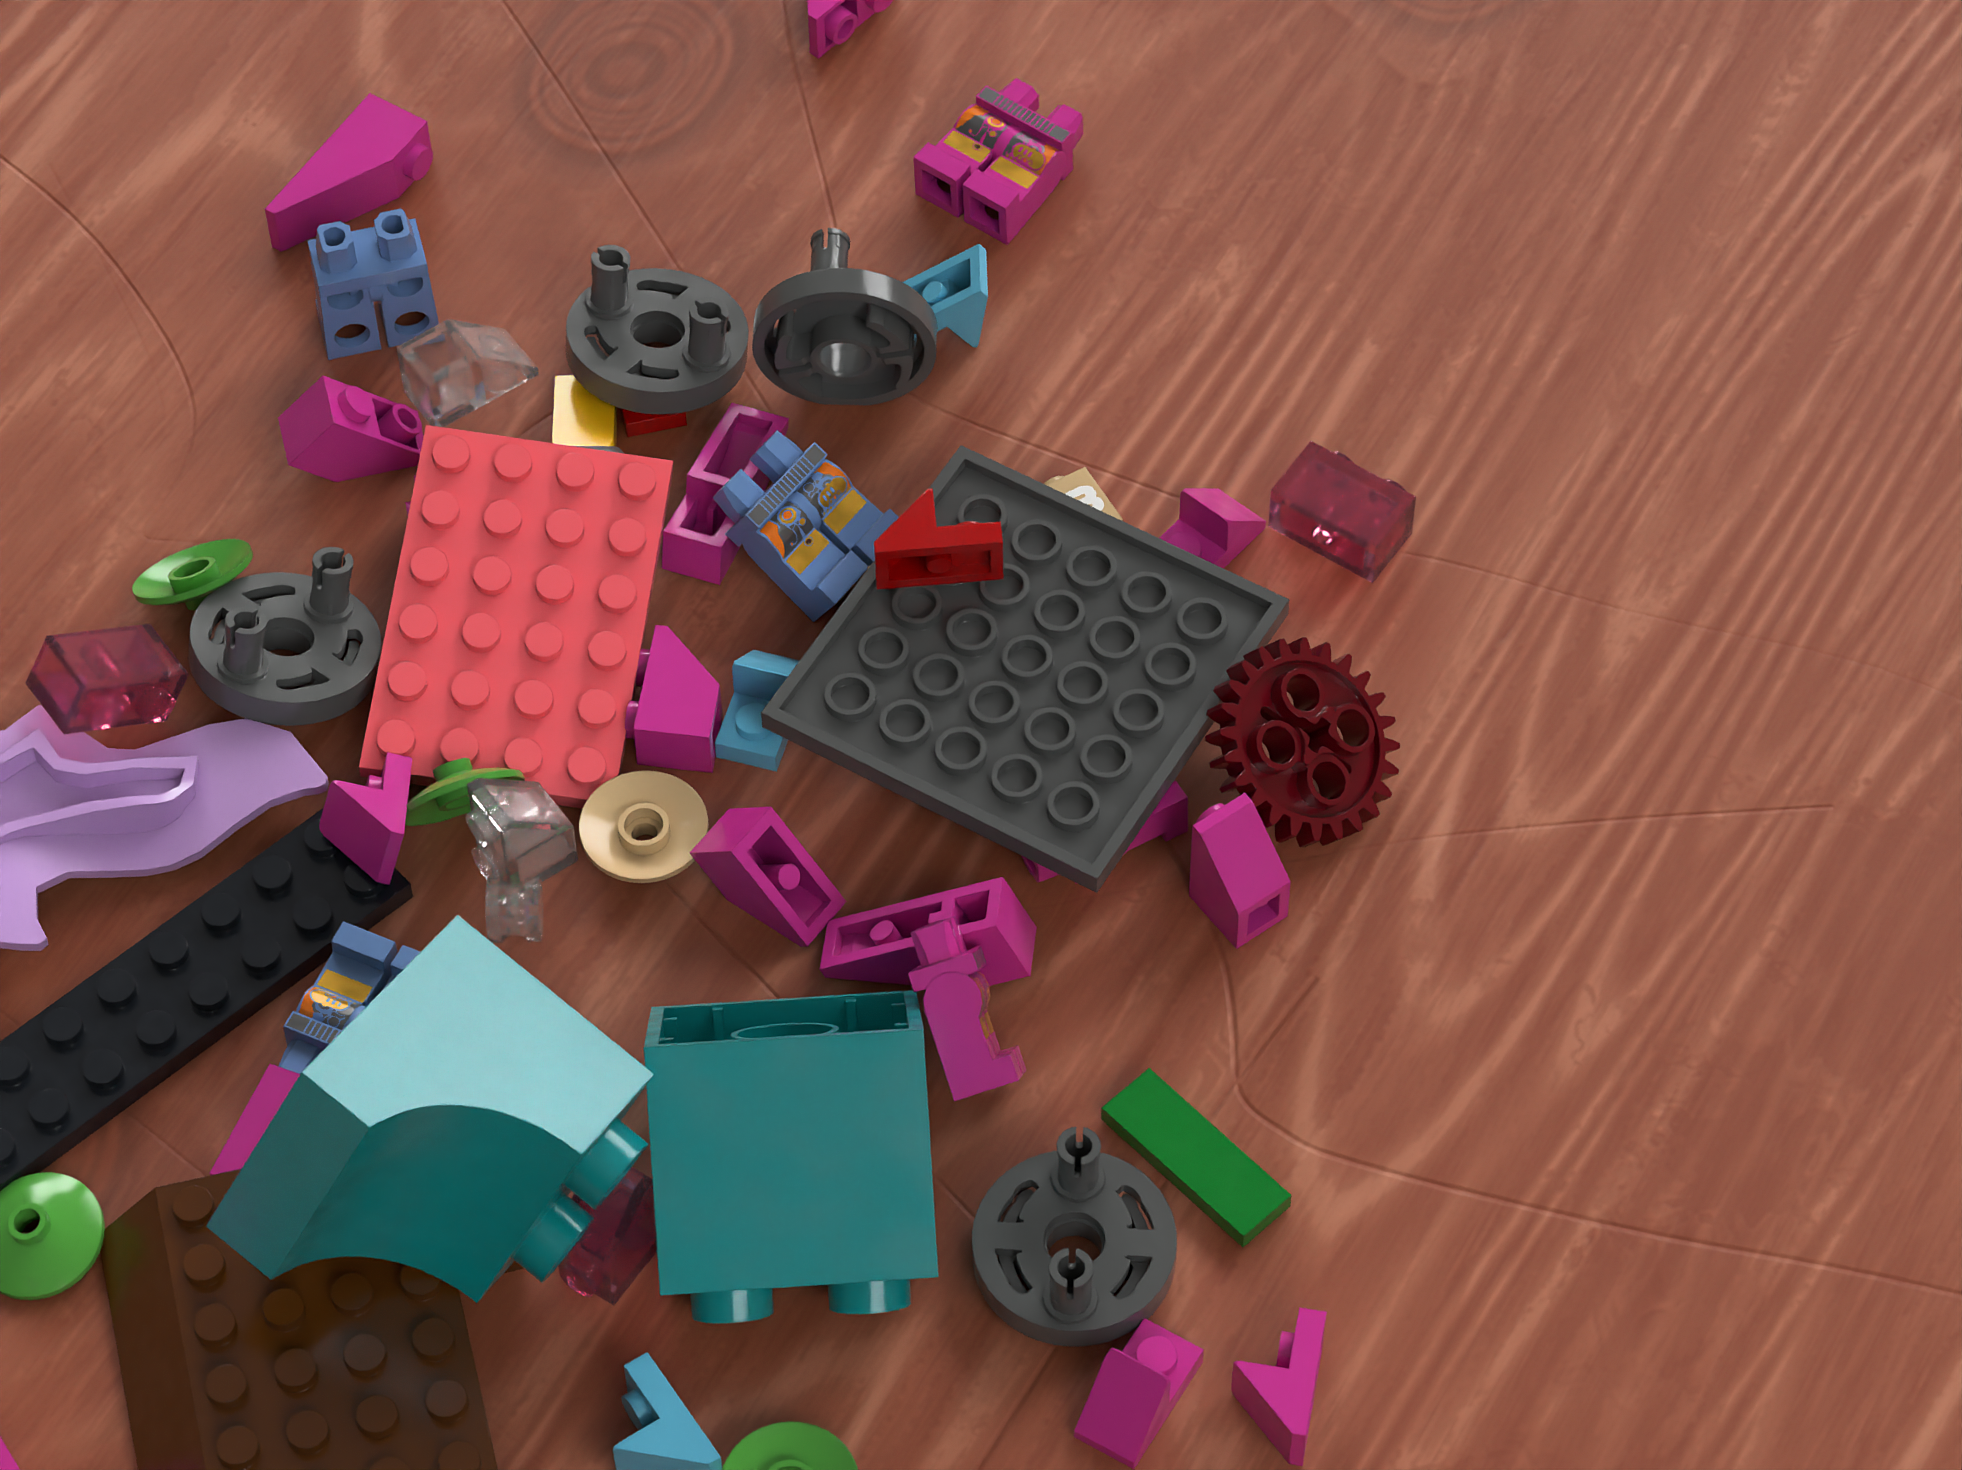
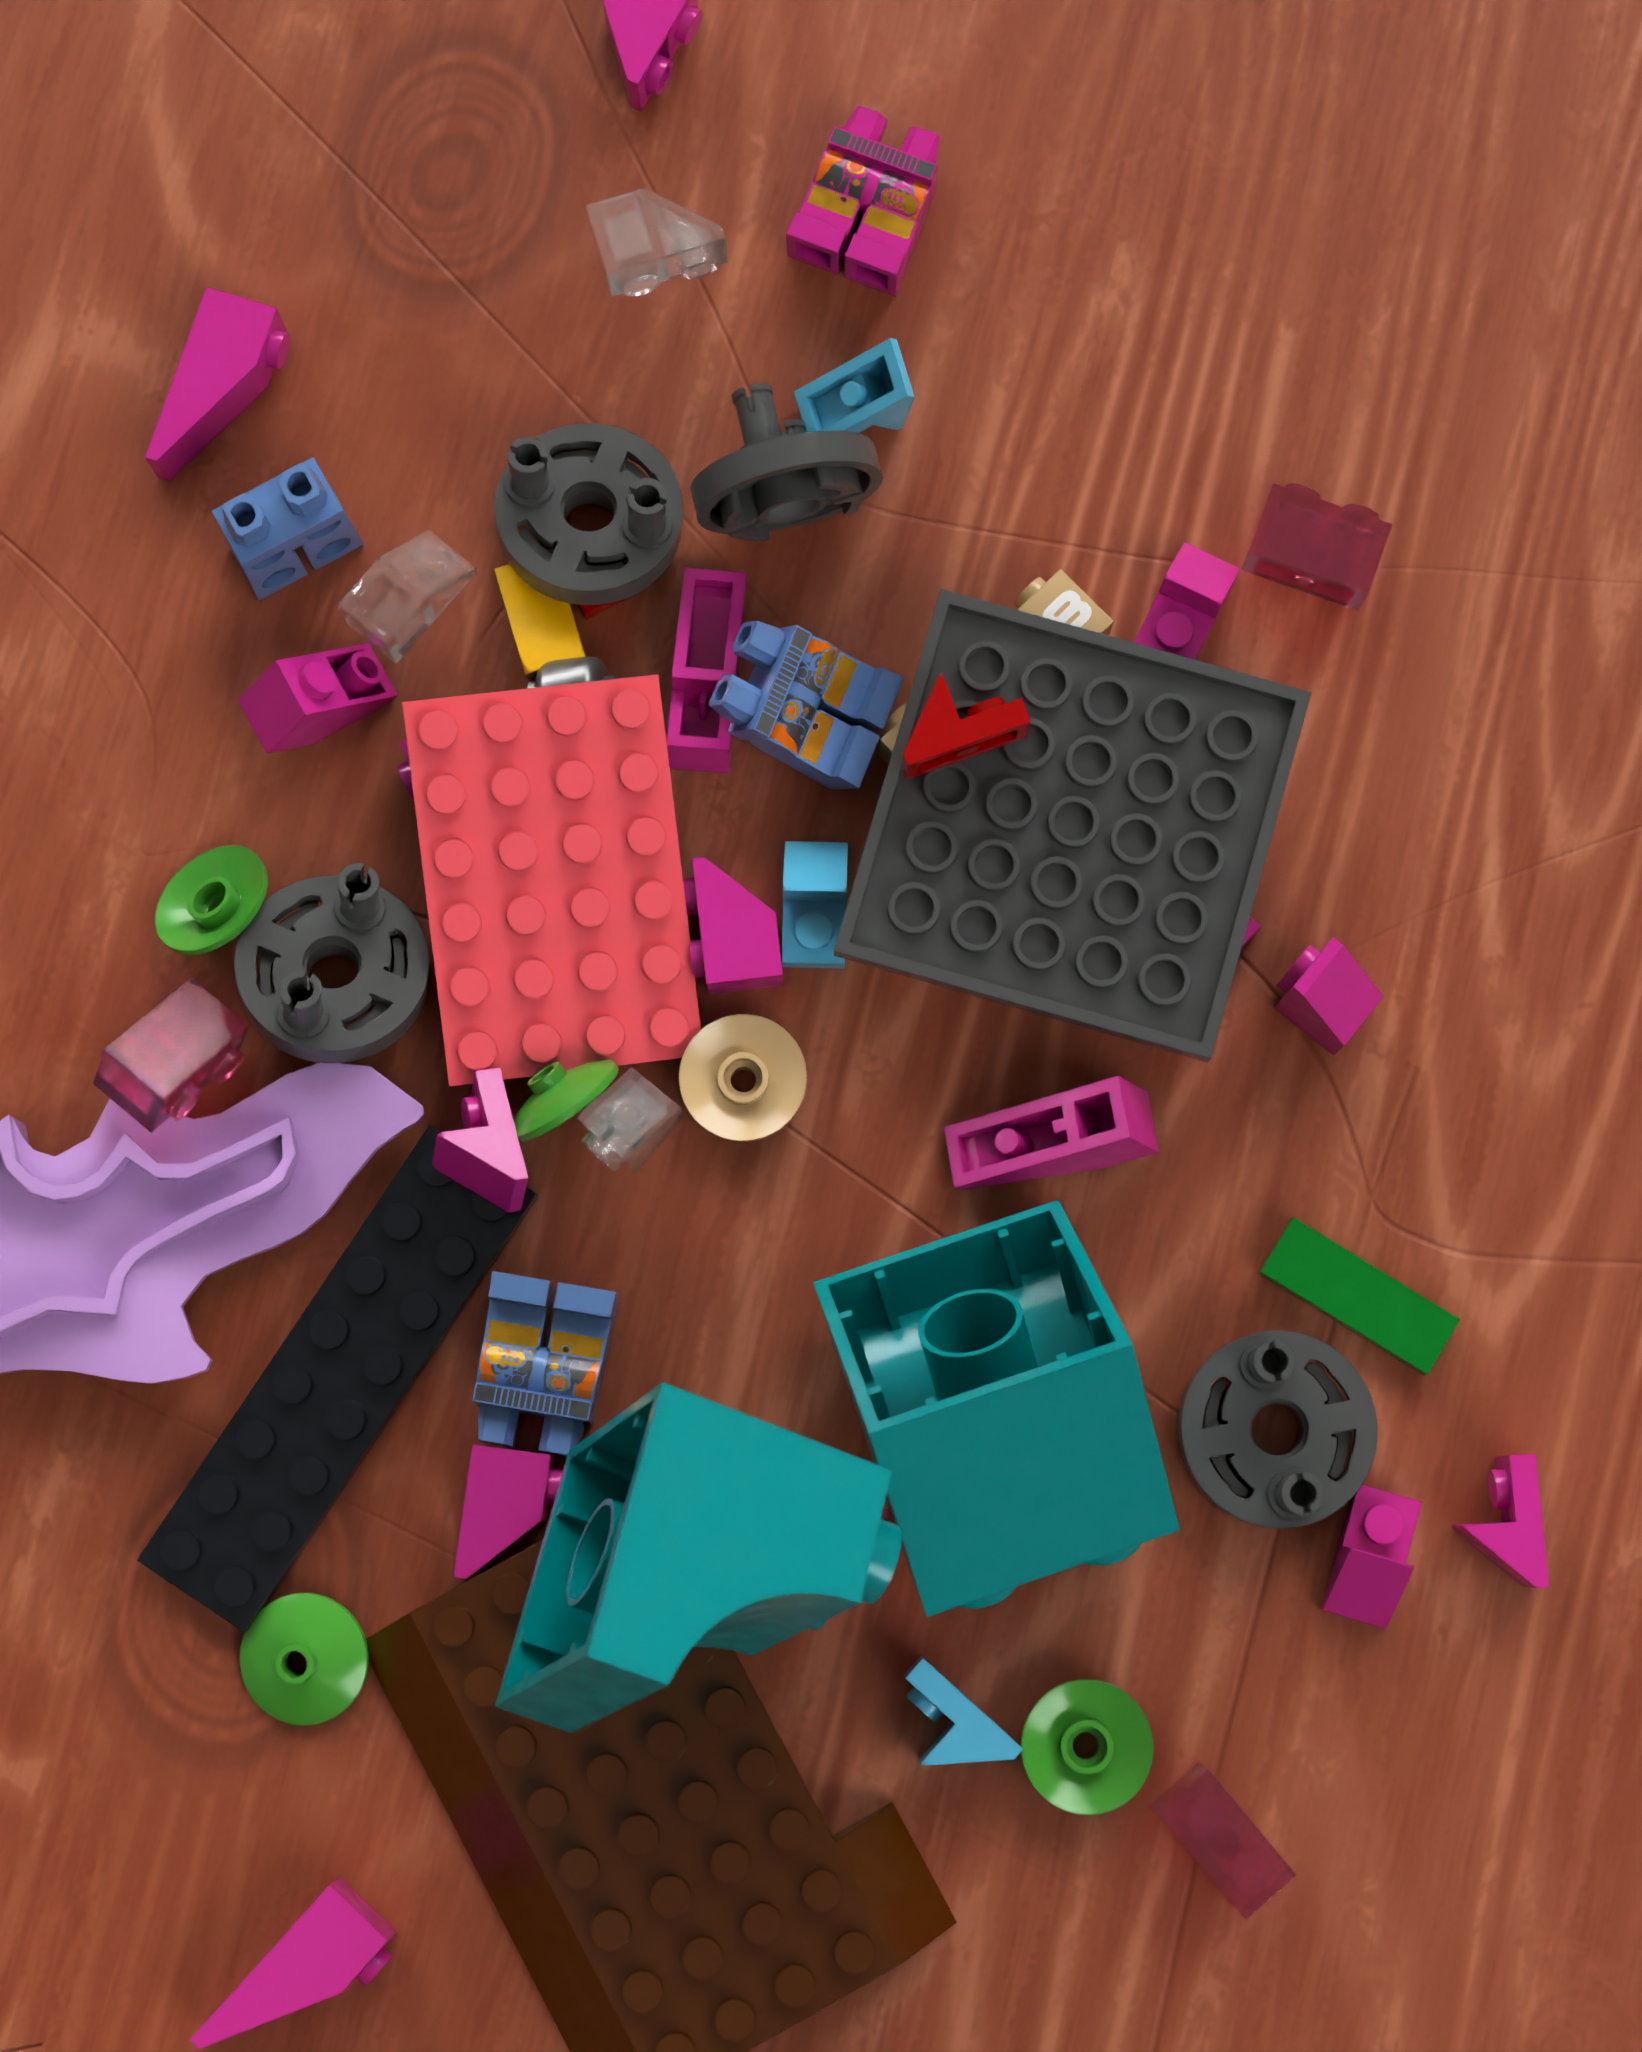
camera: 15 degrees left, 25 degrees up
(514, 909) = (646, 1200): clear wheel -> none
(768, 873) = (876, 1099): dark pink slope -> none
(791, 148) = (651, 241): none -> clear slope
(958, 1012) = (1105, 1218): dark pink hips -> none
(1303, 741) = (1345, 882): dark red gear -> none

